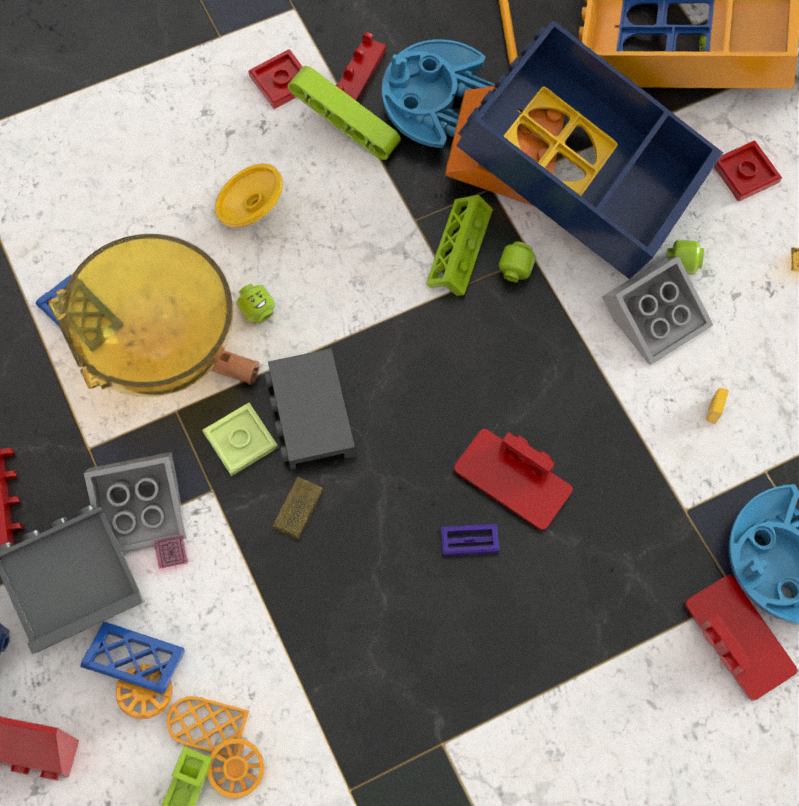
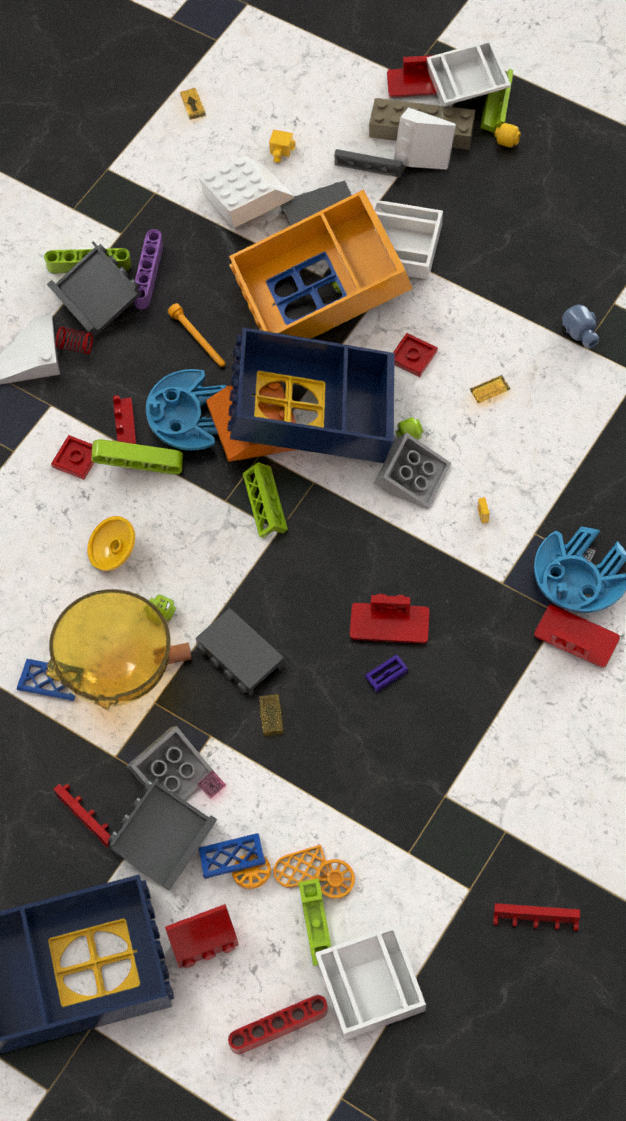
camera: 25 degrees left, 5 degrees down
(240, 439) = (207, 695): yellowish green tile -> none
(517, 261) = (308, 490): lime head -> none

